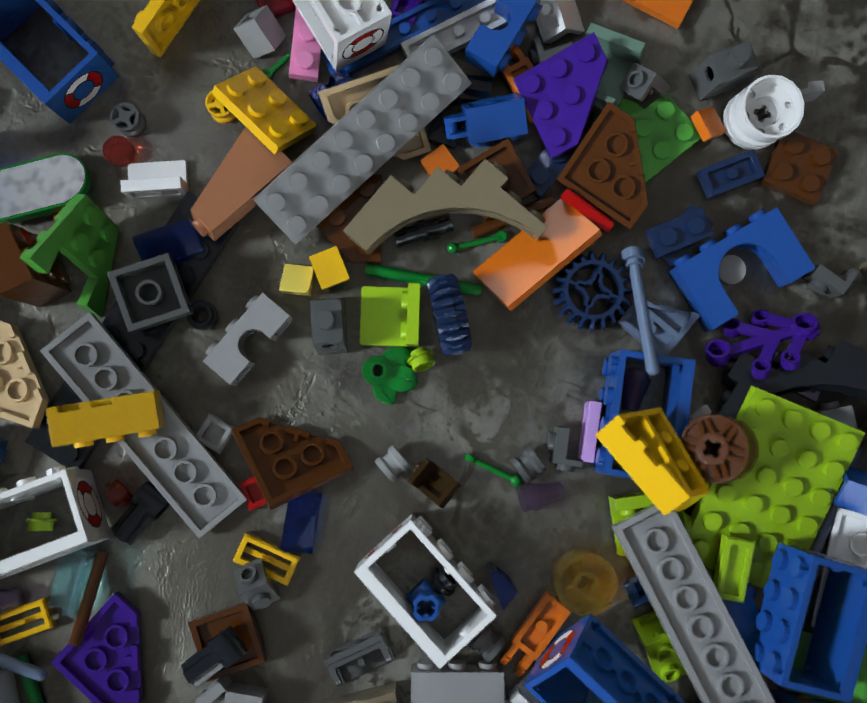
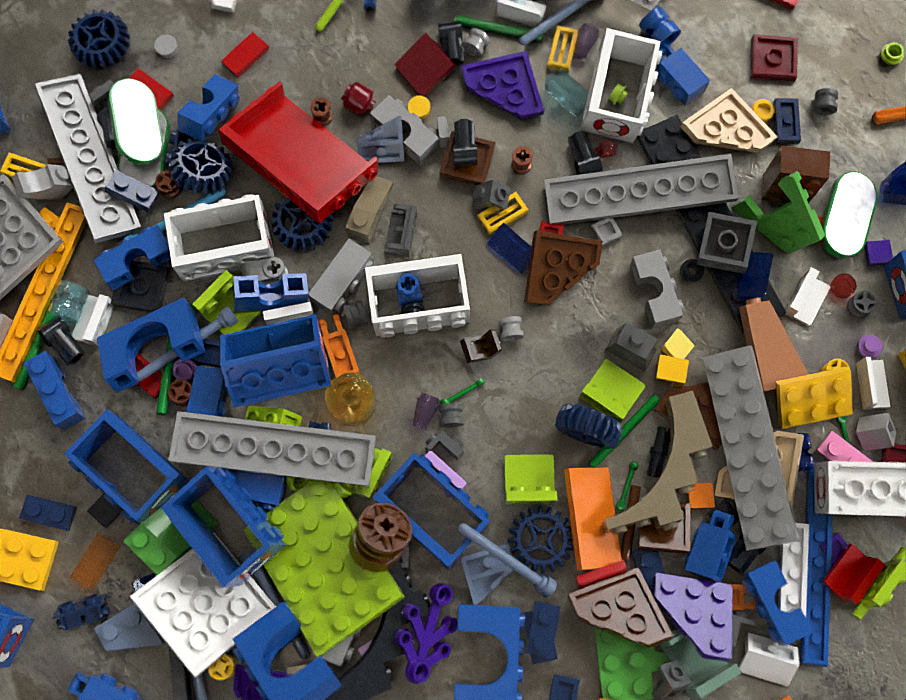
camera: 125 degrees right, 10 degrees down
(57, 135) = (878, 252): none -> dark purple tile
(88, 598) = (551, 94): reddish brown bar -> none
(106, 419) = (659, 166): yellow wedge -> none
(170, 87) = (870, 346): none -> medium lavender plate
(192, 587) = (527, 156): none -> copper bush
(210, 63) = (872, 384): none -> white panel
(394, 374) = (570, 369): green plate -> none
(421, 359) = (569, 392): lime plate -> none
(503, 585) = (388, 343): clear blue slope -> none
(540, 340) = (529, 479): none -> lime bracket
(634, 388) = (451, 522): cone -> none
(654, 459) = (405, 486): yellow wedge -> none
(731, 270) = (491, 653): light grey tile -> none
(733, 567) = (292, 500): lime tile -> none

